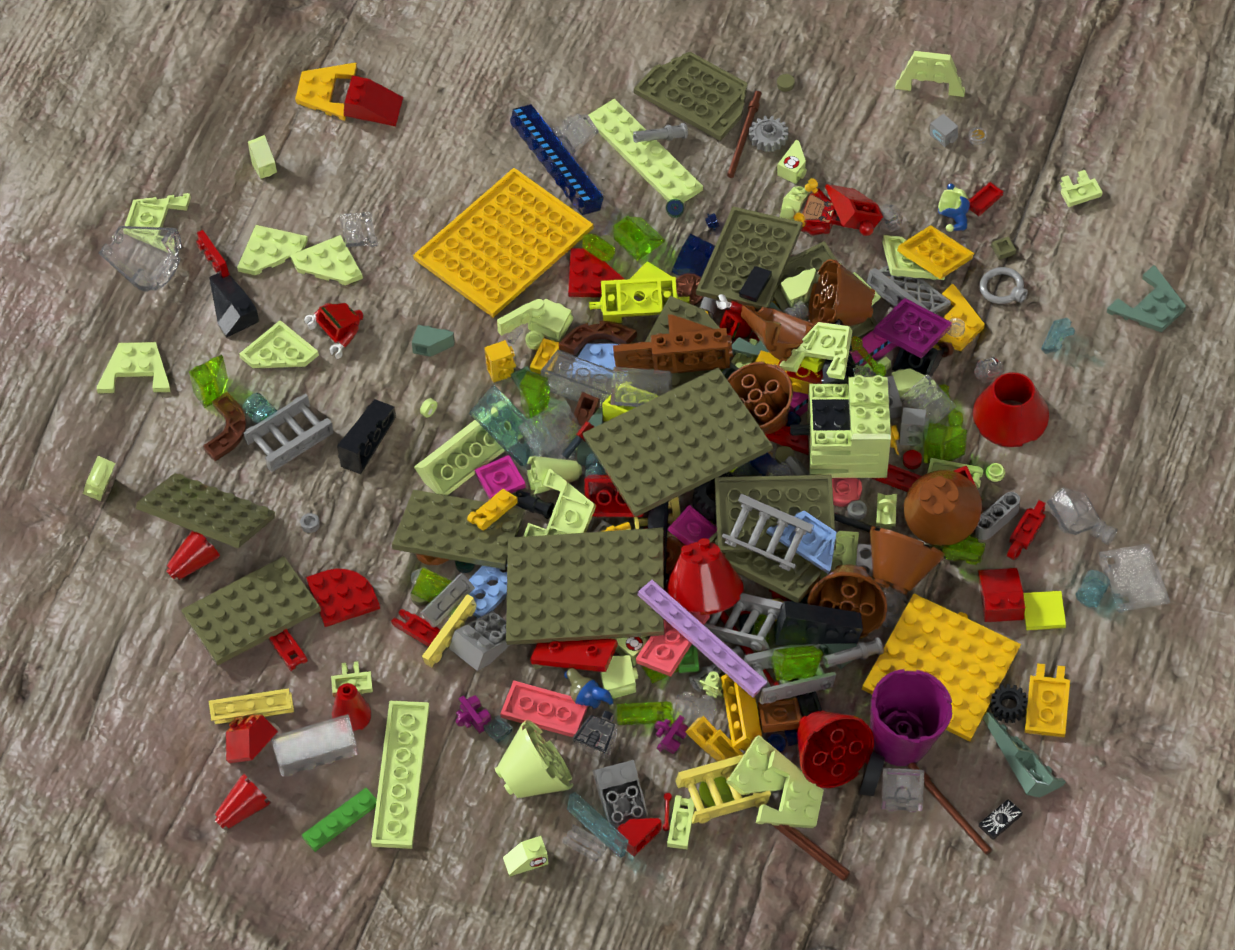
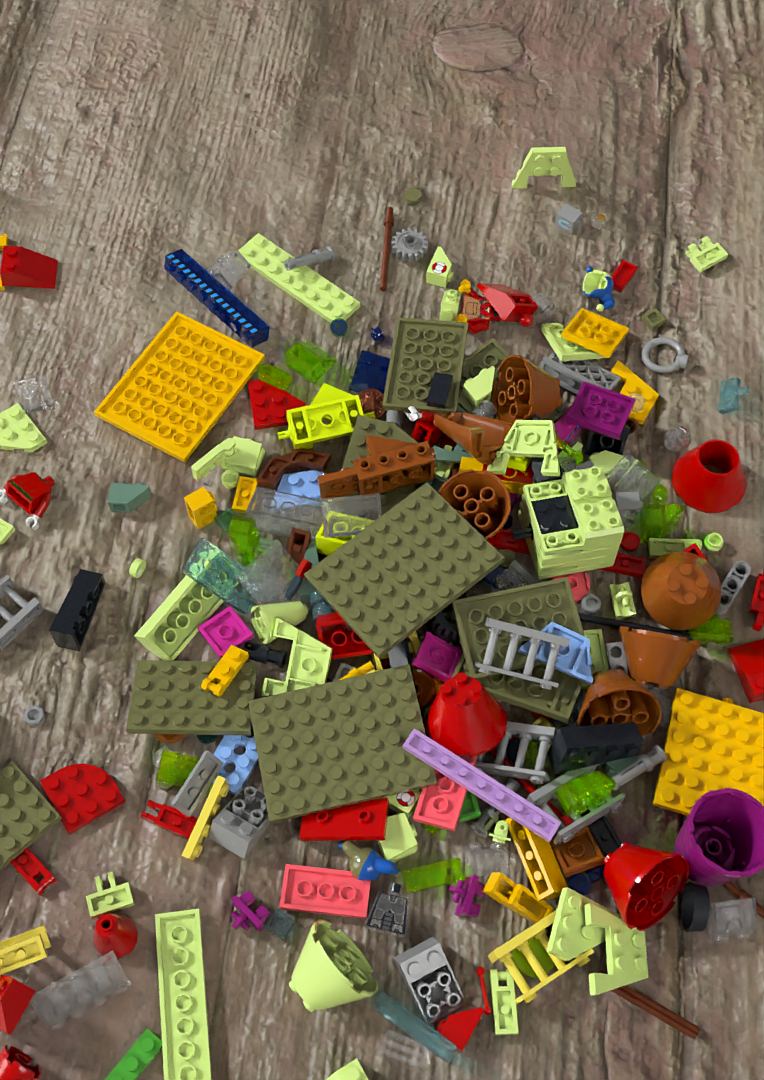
camera: 15 degrees left, 5 degrees up
(696, 93) = (333, 217): olive plate -> none

